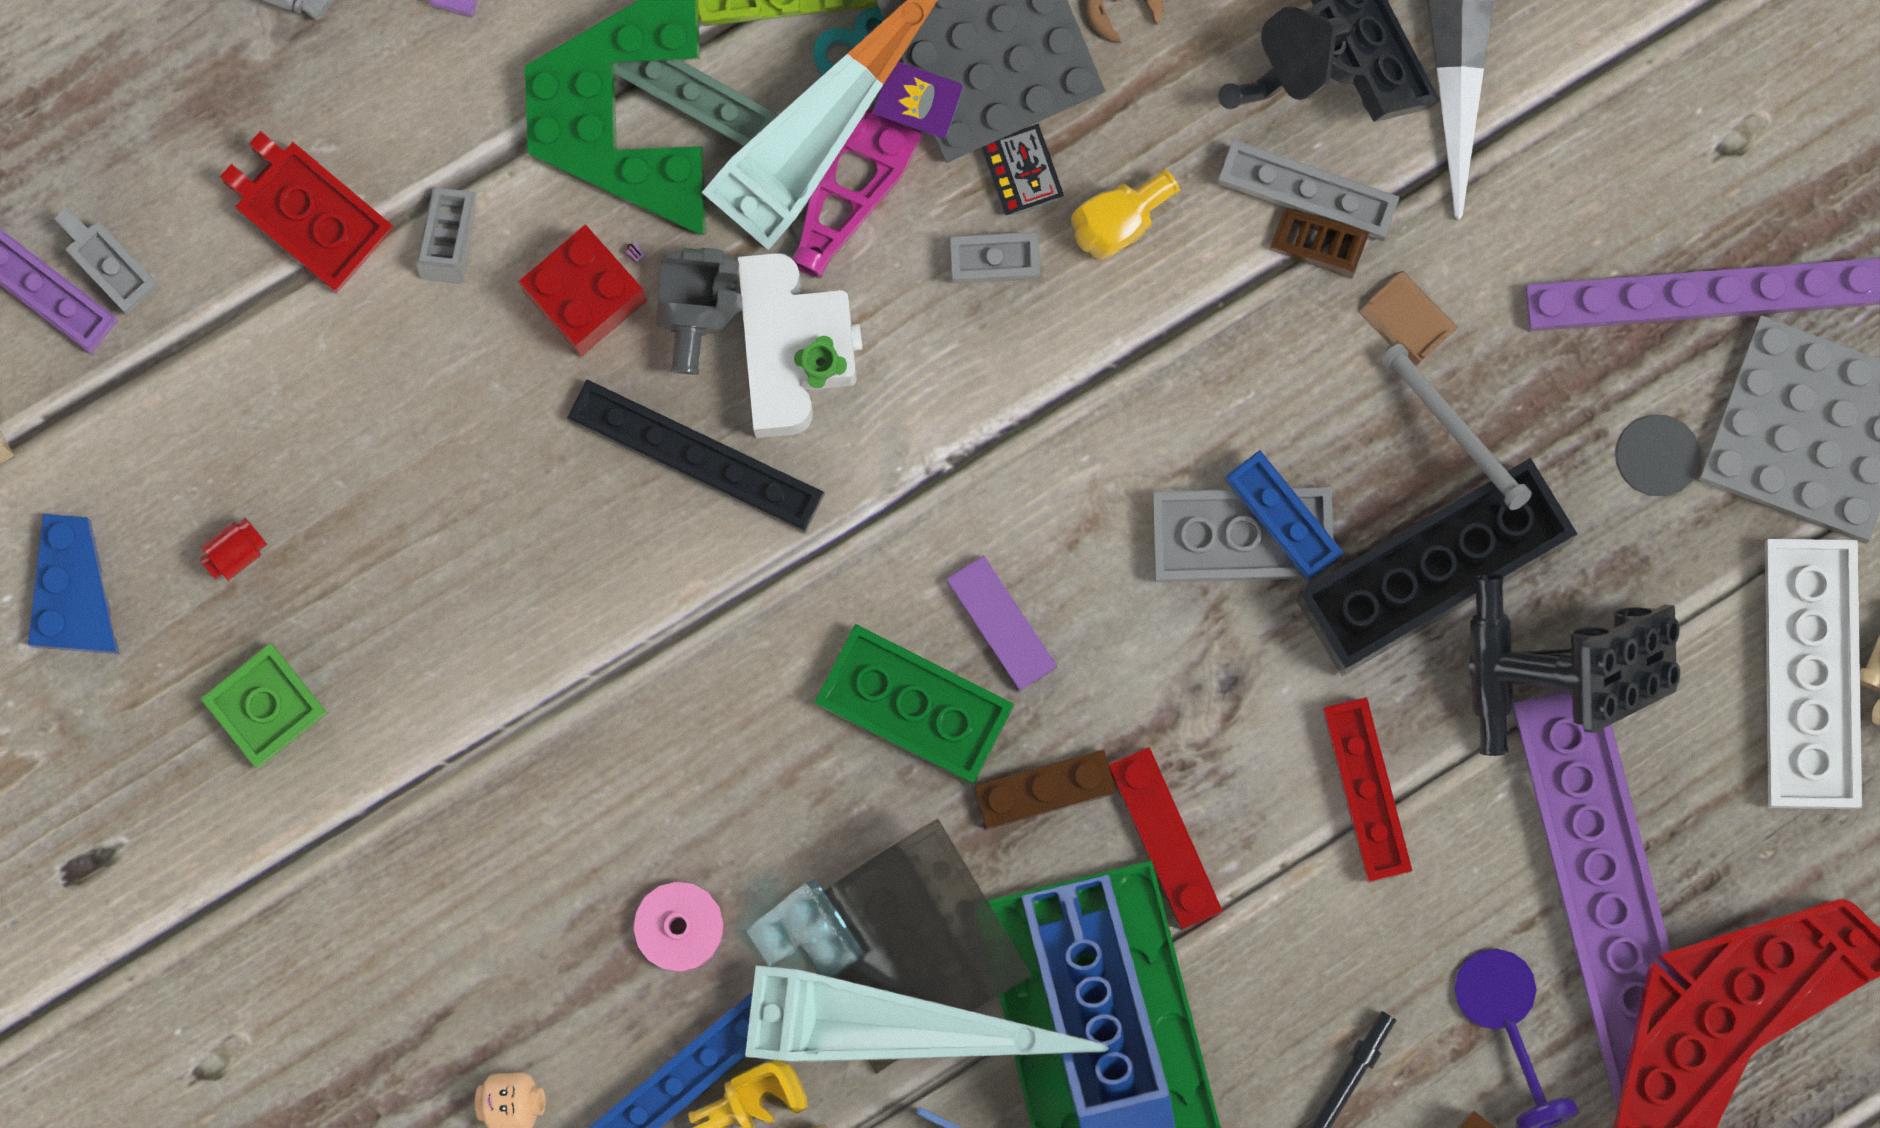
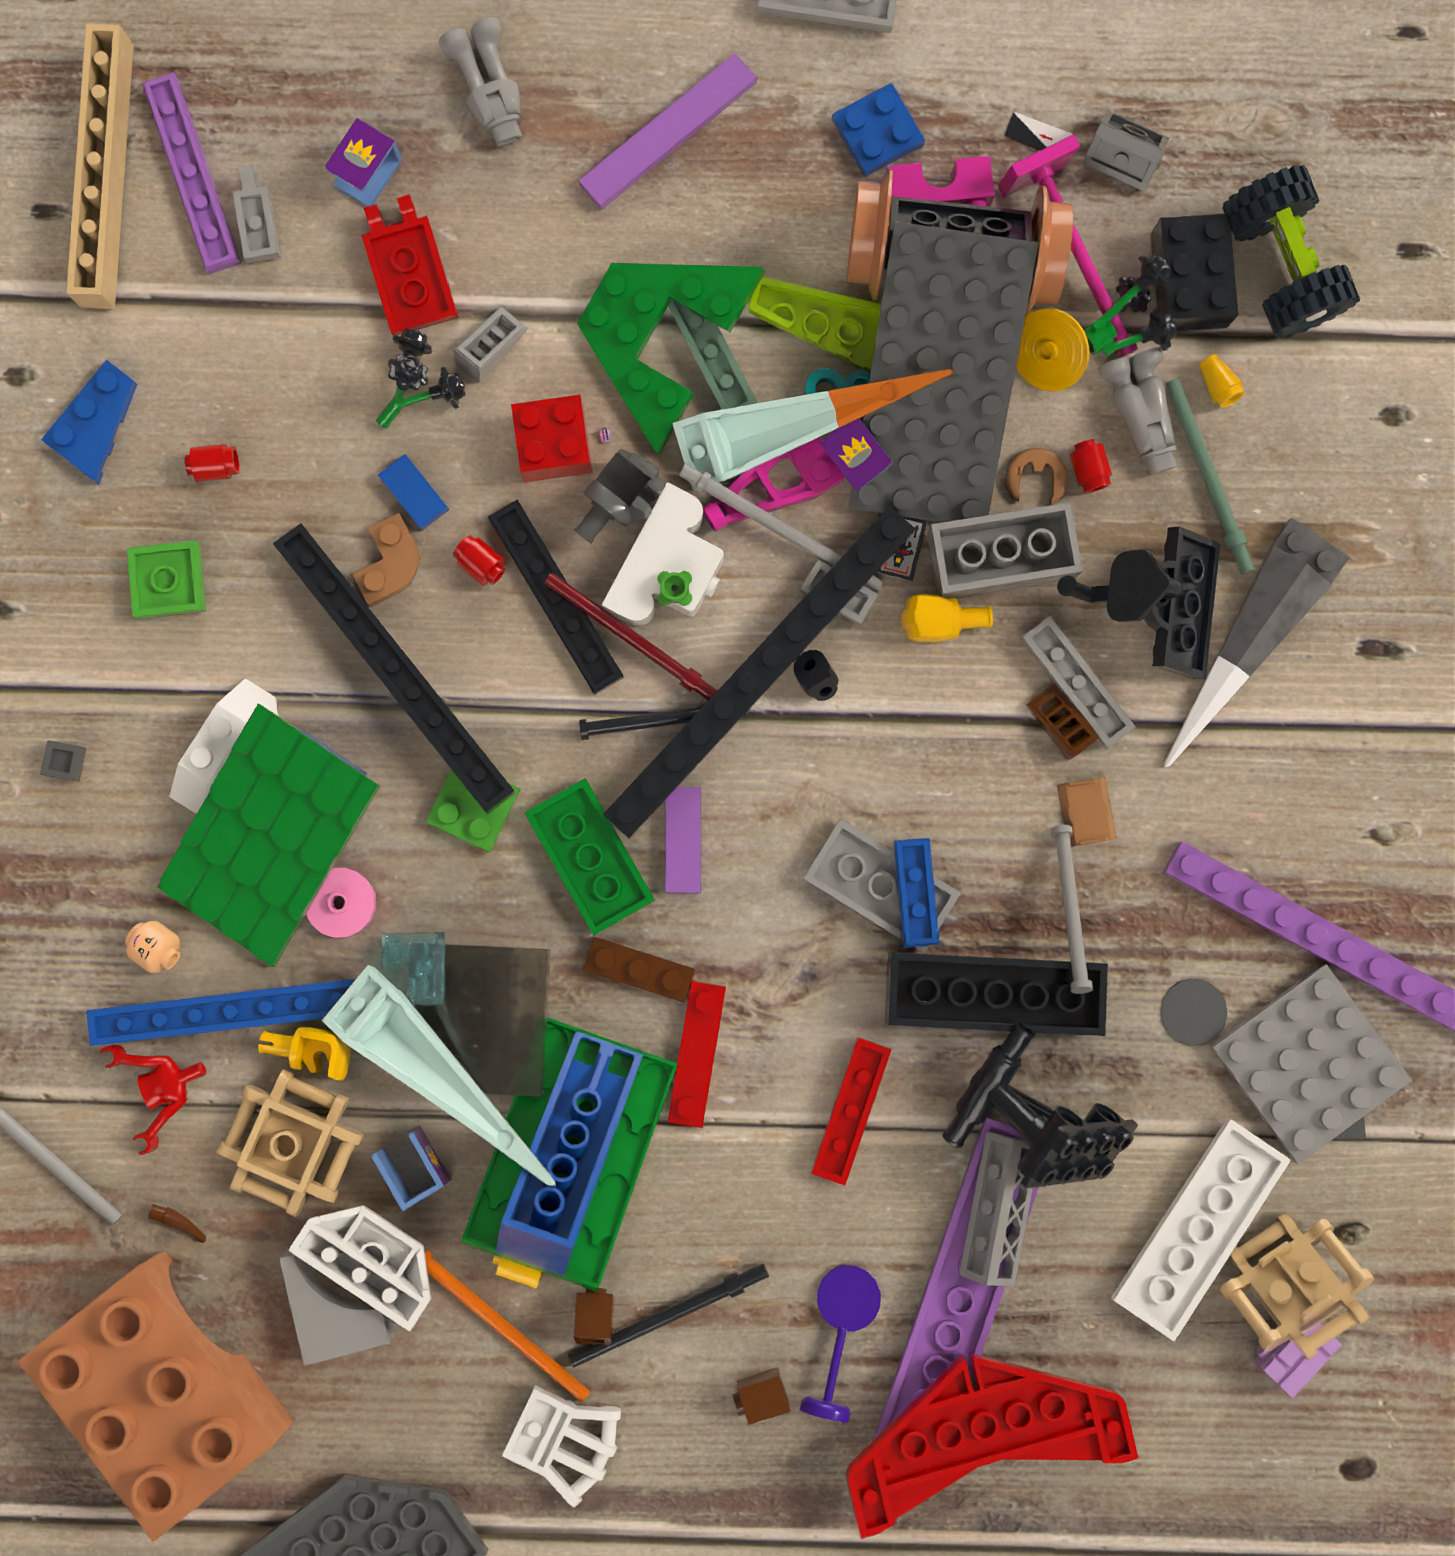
camera: 25 degrees right, 5 degrees up
(188, 129) = (364, 162): none -> piece
(280, 970) = (63, 761): none -> dark grey plate
(392, 314) = (411, 373): none -> black plant
(455, 845) = (214, 743): none -> white wedge
(469, 443) = (413, 492): none -> blue tile
(503, 531) = (398, 564): none -> medium nougat plate
(560, 898) = (268, 834): none -> green piece
(574, 639) = (394, 669): none -> black plate
(590, 469) = (479, 560): none -> red brick
(753, 732) = (463, 817): none -> bright green plate
(780, 233) = (764, 518): none -> light grey bar
(896, 449) = (689, 679): none -> dark red bar
(896, 509) = (637, 722): none -> black bar
(966, 395) = (759, 672): none -> black plate
(1028, 358) = (816, 675): none -> black piece
(1140, 103) = (1004, 551): none -> light grey brick
(1584, 788) = (994, 1211): none -> light grey fence

